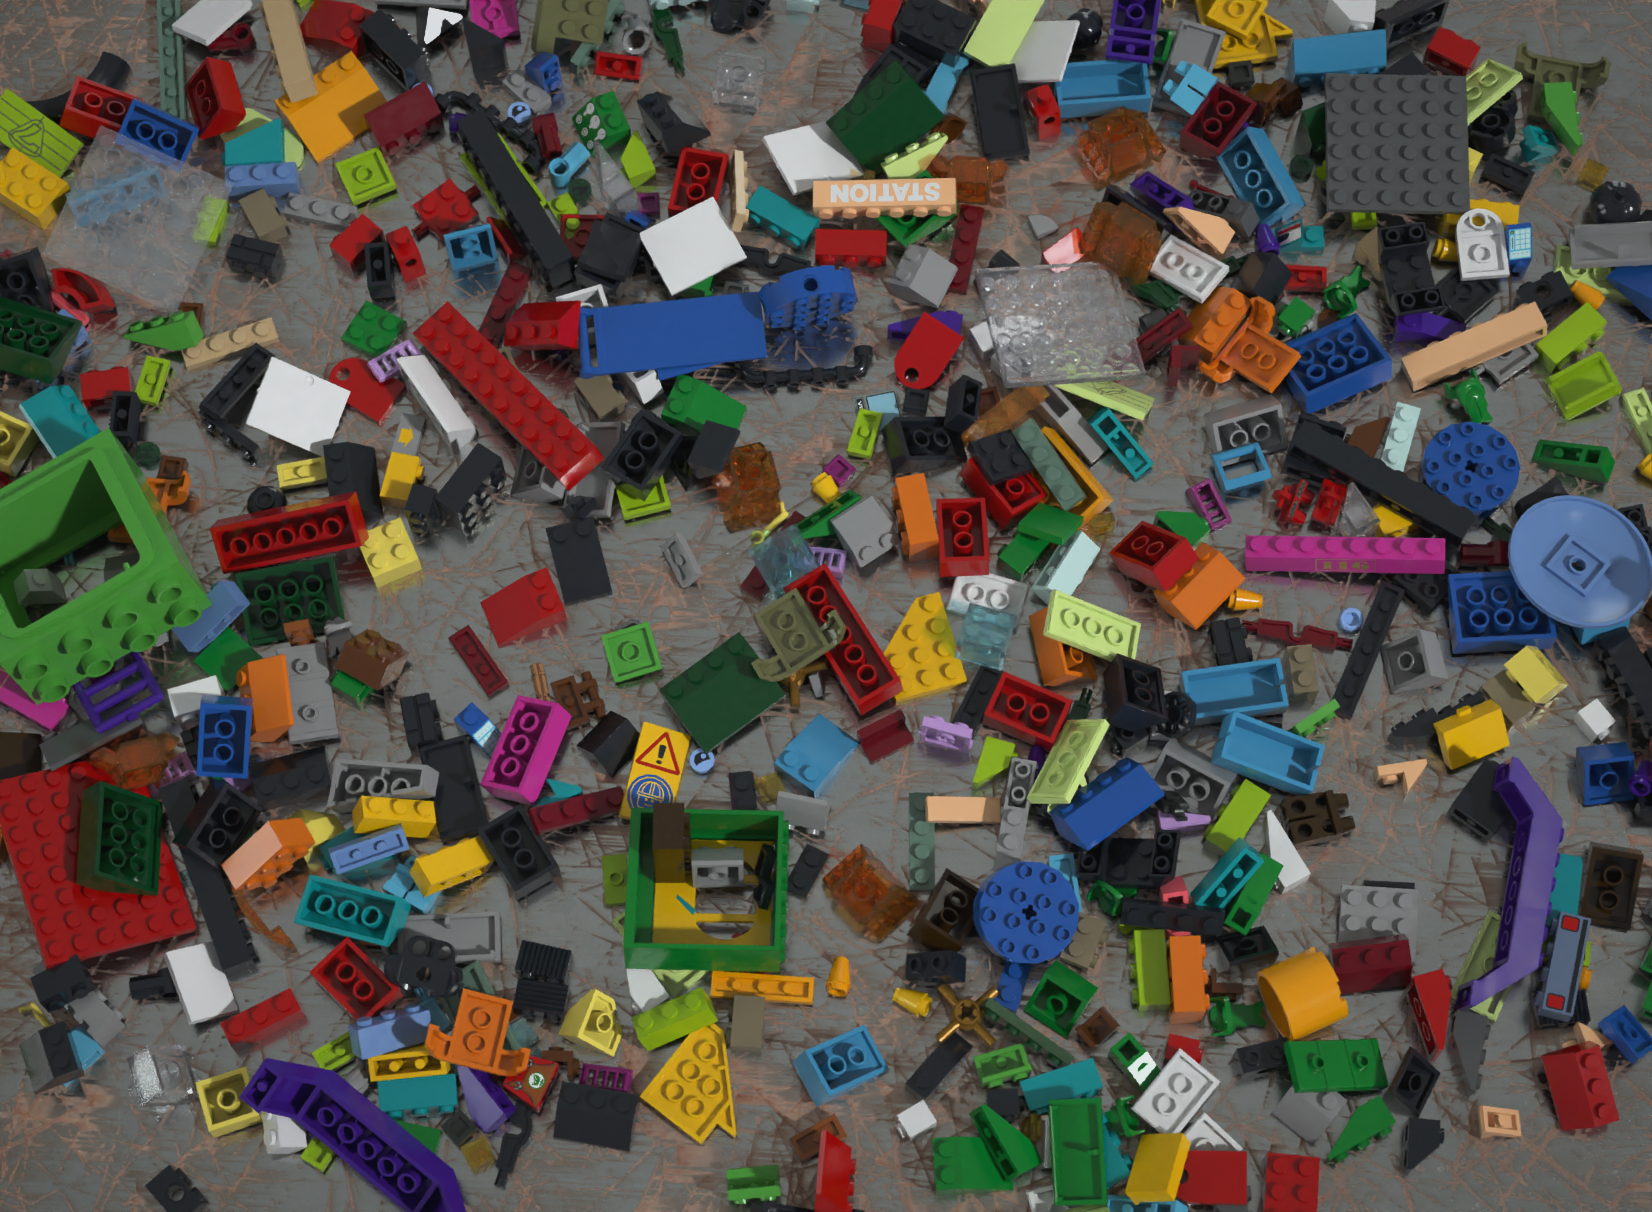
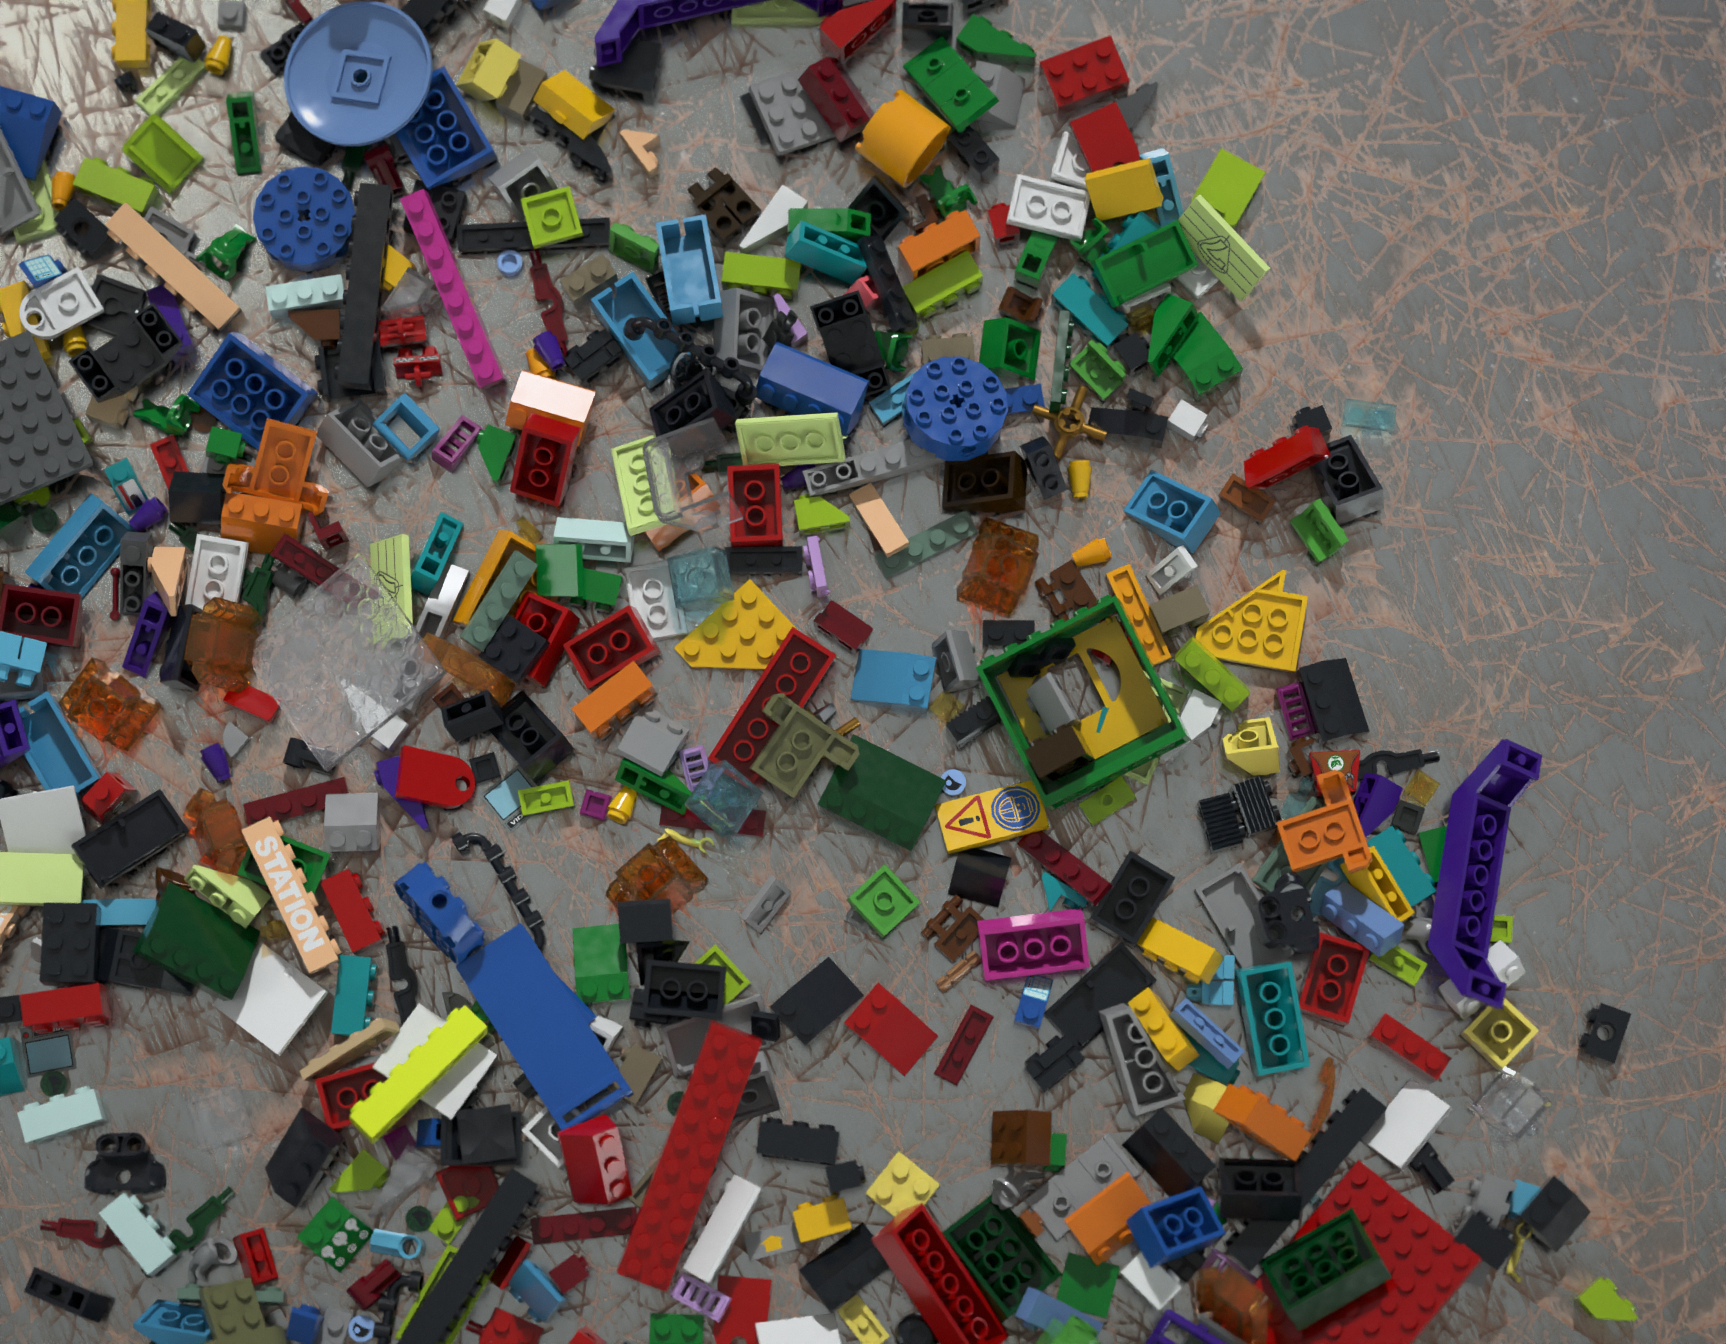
camera: 115 degrees left, 10 degrees up
(471, 276) = (571, 1273): none -> dark red brick
(686, 223) = (418, 1074): none -> neon yellow brick
(786, 1036) = (1171, 570): none -> white slope
(816, 946) = (1072, 587): none -> reddish brown plate
(954, 1084) = (1139, 401): none -> black plate
(1029, 203) = (216, 762): none -> dark purple cone
(1080, 641) = (669, 463): none -> clear windscreen
(1232, 679) = (635, 328): none -> black bar
(1253, 609) = (549, 349): none -> dark purple cone
(1373, 665) = (551, 217): none -> lime plate

